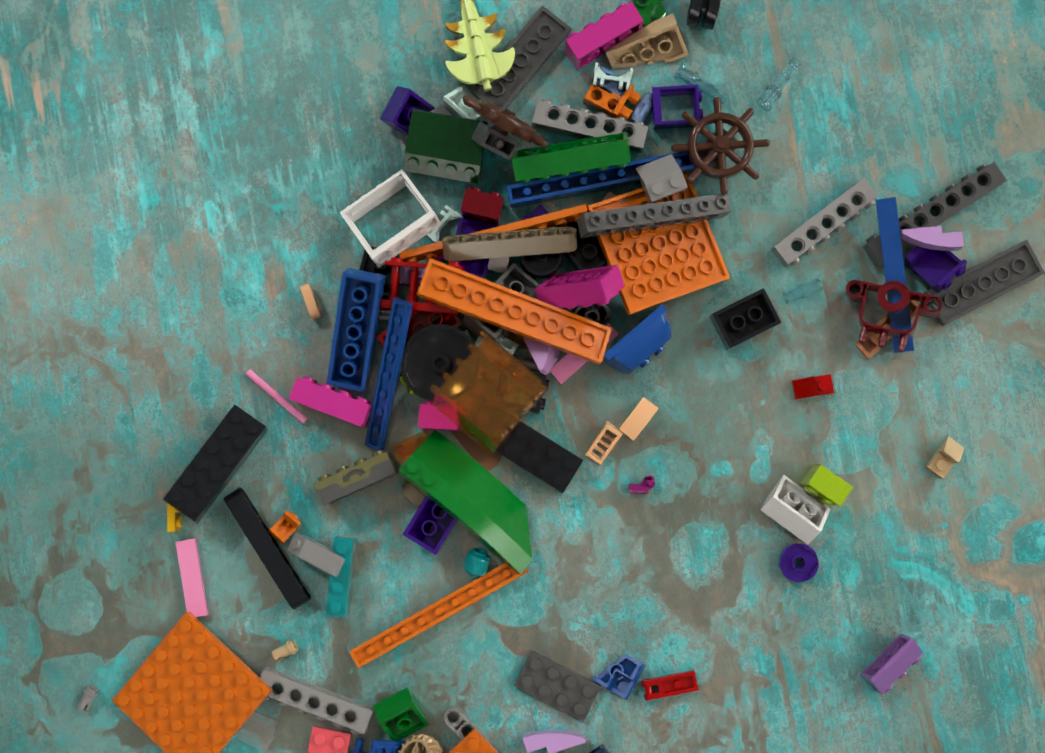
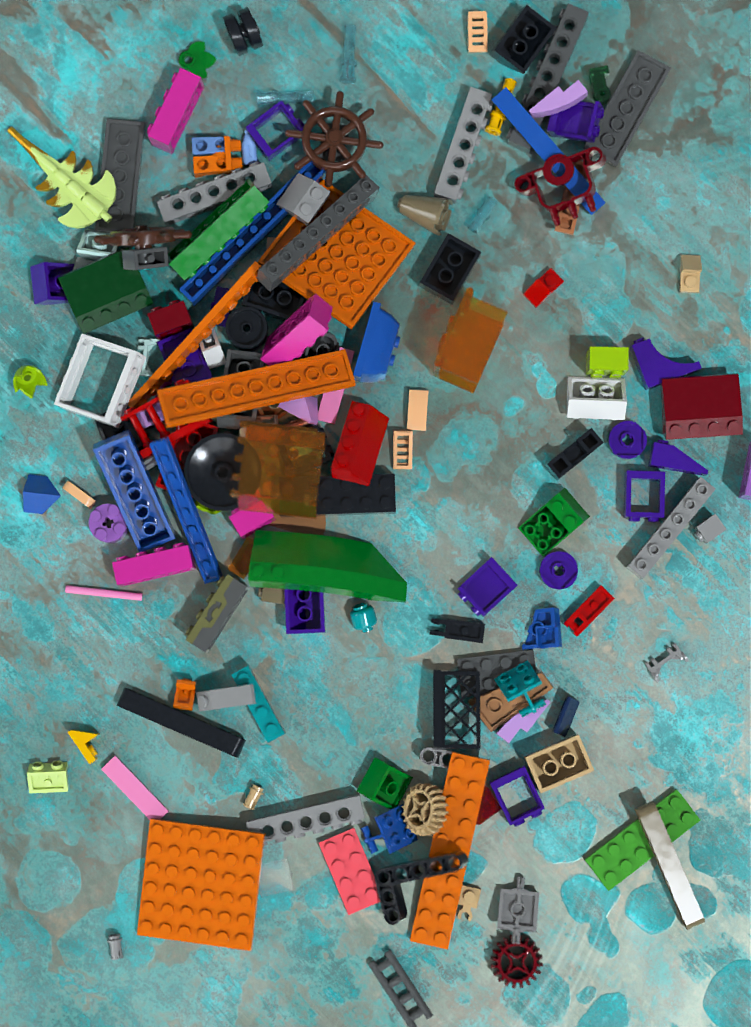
camera: 35 degrees left, 0 degrees up
(127, 518) = (48, 777): none -> yellowish green bracket
(215, 464) = (92, 680): black brick -> none
(277, 278) = (39, 494): none -> blue slope
(308, 337) = (99, 518): none -> medium lavender brick
(332, 177) = (27, 378): none -> lime piece
(433, 614) = (356, 683): orange plate -> none
(487, 685) = (439, 710): none -> black fence
(509, 243) = (214, 335): dark tan beam -> none
(550, 628) = (460, 630): none -> black hinge
(551, 716) = (497, 710): none -> medium nougat wing
(569, 708) = (519, 682): none -> teal plate
(570, 416) = (359, 444): none -> red slope
(596, 607) = (486, 587): none -> dark purple panel
(599, 74) = (218, 134): light aqua piece -> none
(644, 487) = (459, 463): magenta arm -> none
(651, 44) = (221, 89): tan wedge -> none
(660, 642) = (569, 570): none -> dark purple plate
(690, 590) = (554, 522): none -> green slope
(720, 392) = (468, 342): none -> clear orange windscreen
(746, 545) = (574, 454): none -> black arch
(757, 258) = (426, 211): none -> dark tan cone
(777, 643) = (650, 476): none -> dark purple window
(786, 662) = (670, 528): none -> light grey brick
(818, 685) = (709, 529): none -> light grey brick
(826, 604) = (671, 458): none -> dark purple slope
(863, 518) = (654, 366): none -> dark purple arch
(870, 216) = (496, 115): none -> yellow pin
(881, 578) = (701, 406): none -> dark red slope
(908, 121) = (477, 15): none -> light nougat slope
(935, 167) = (523, 40): none -> black slope
(973, 246) = (598, 84): none -> clear green leg

